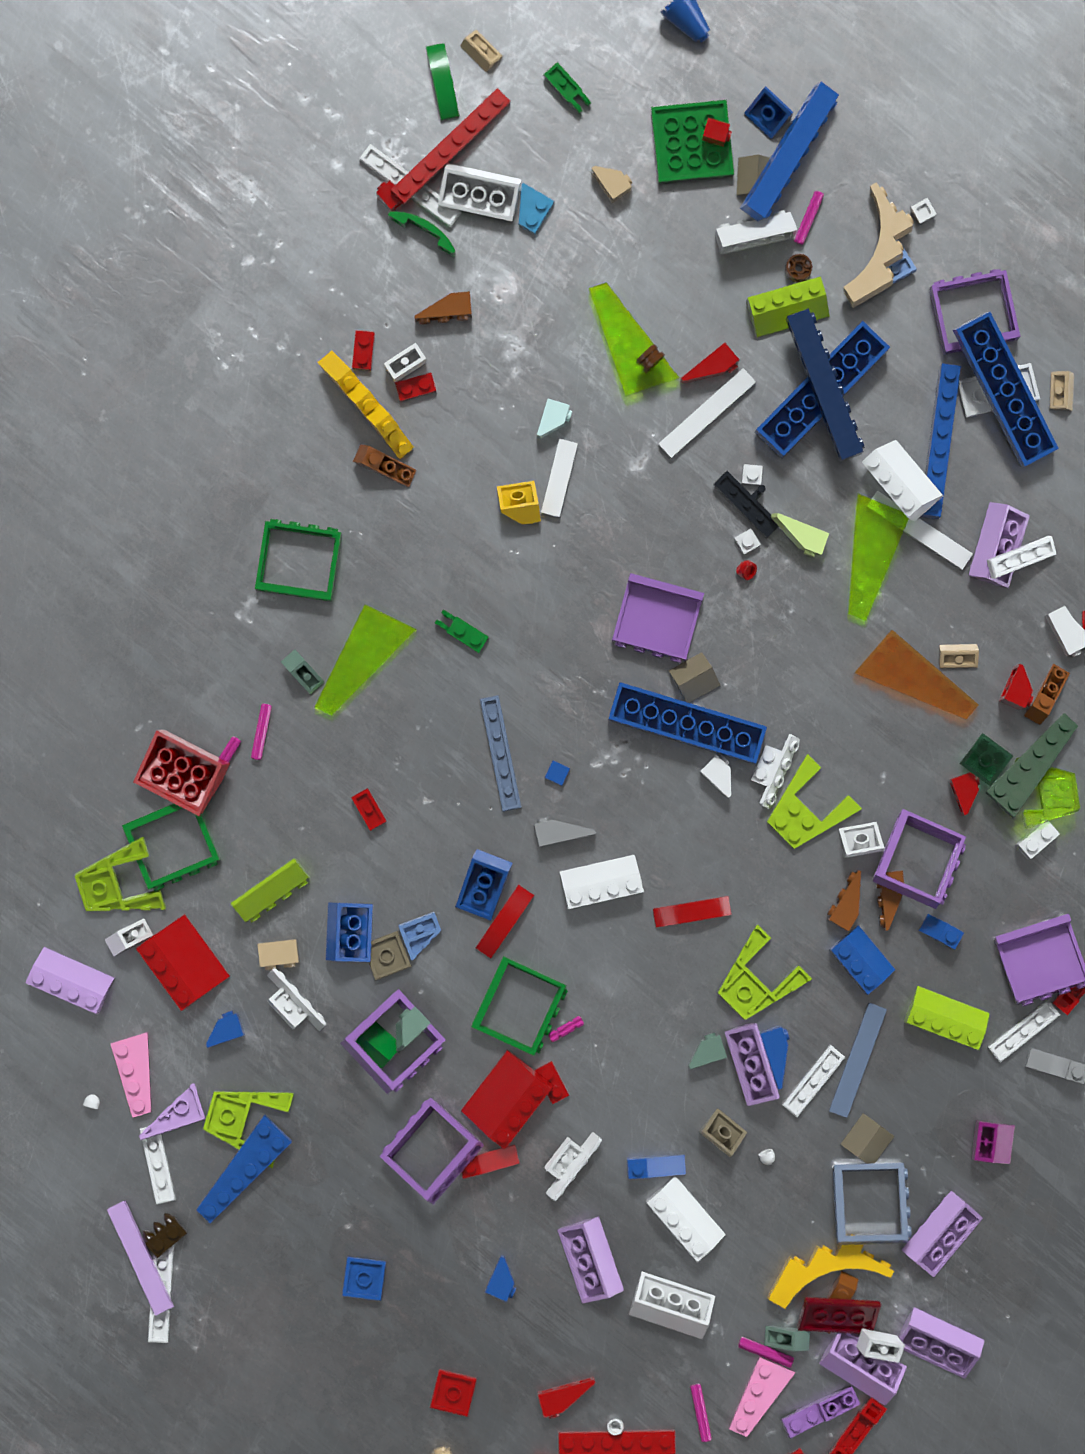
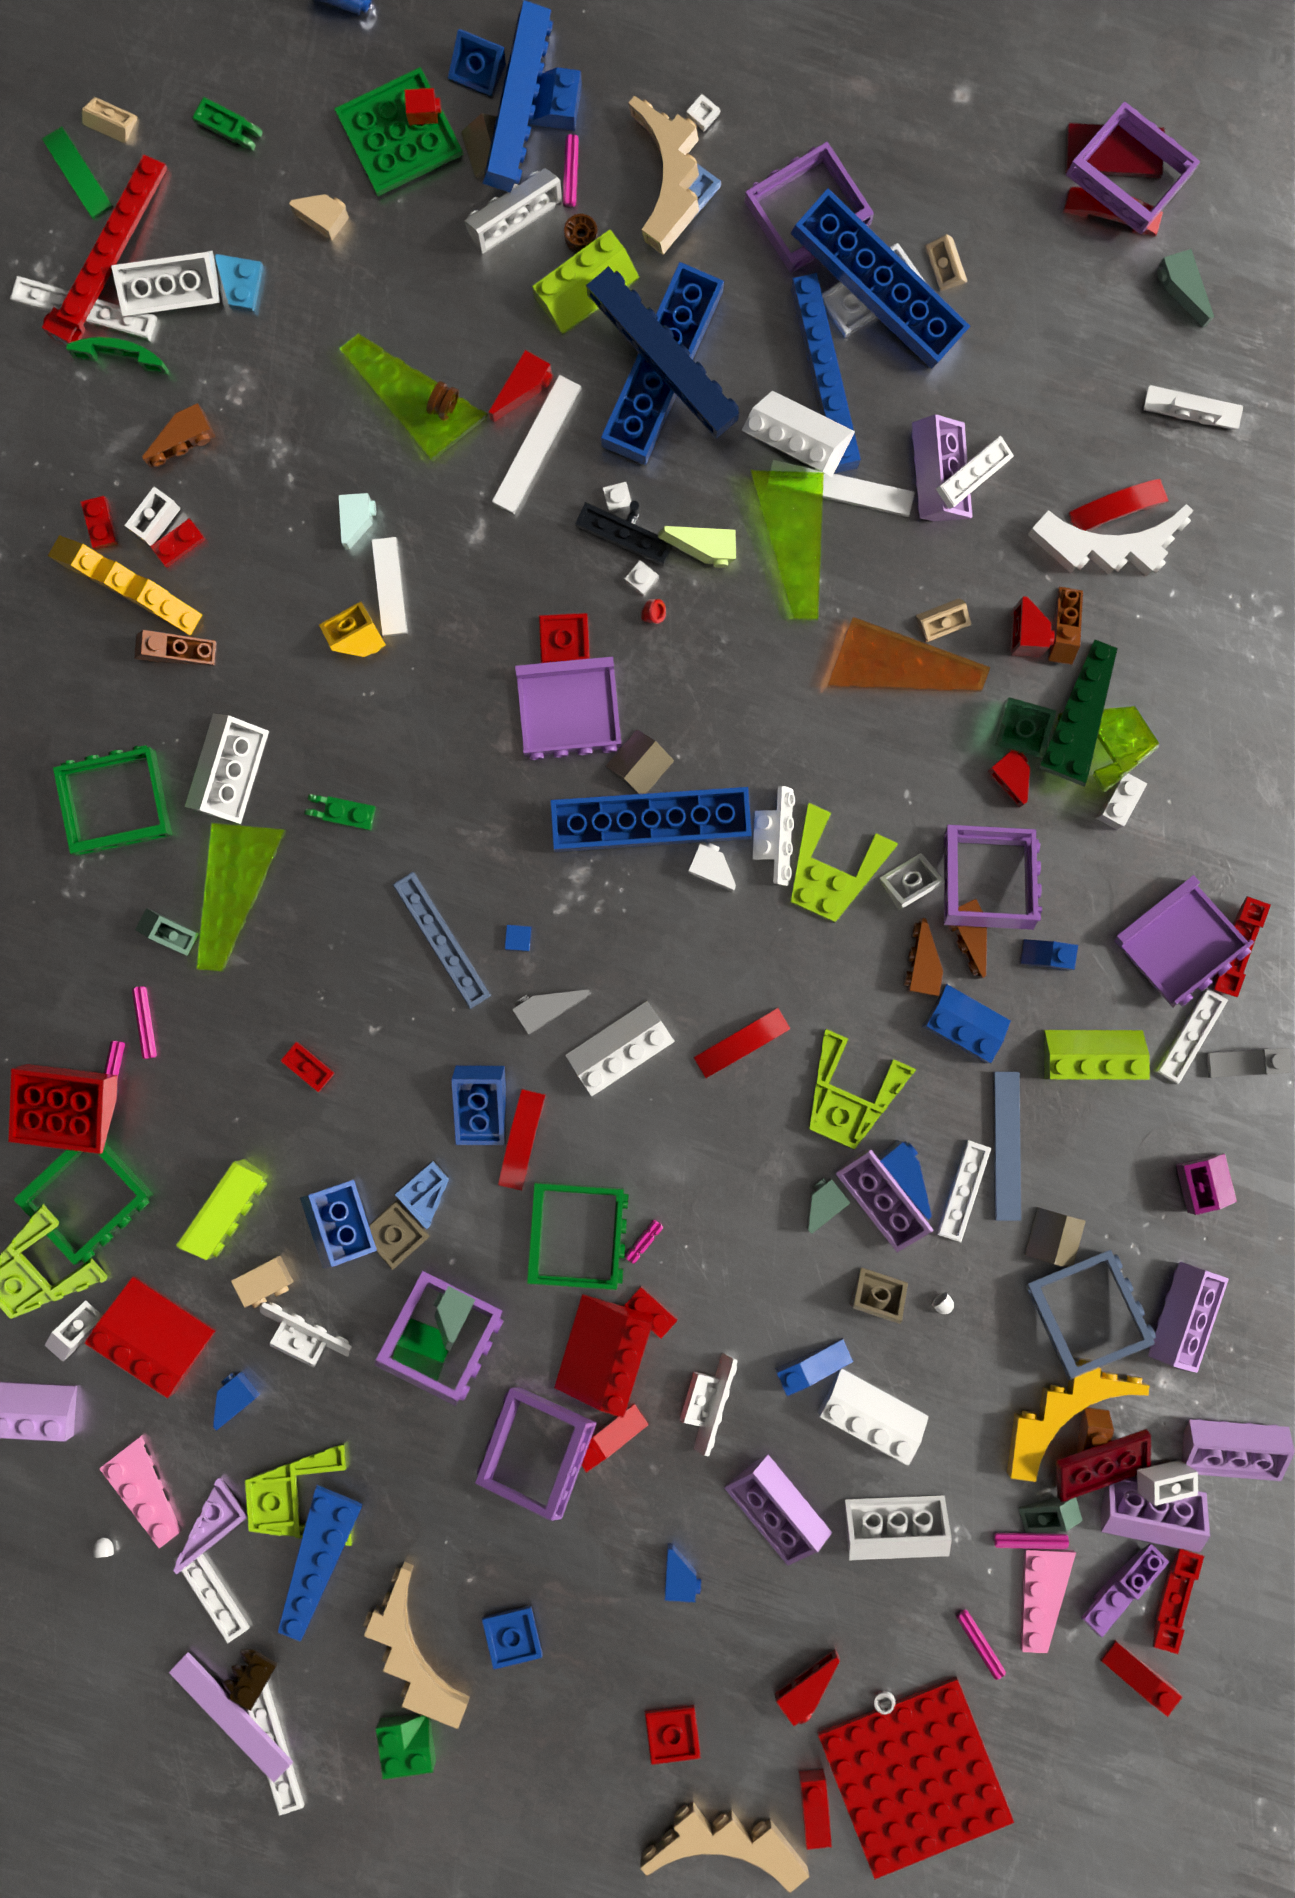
camera: 15 degrees left, 0 degrees up
(259, 1325) = (405, 1745): none -> green slope
(286, 1292) = (426, 1692): none -> tan arch
(390, 568) = (226, 768): none -> white slope
(673, 564) = (564, 637): none -> red tile
(819, 161) = (557, 99): none -> blue slope

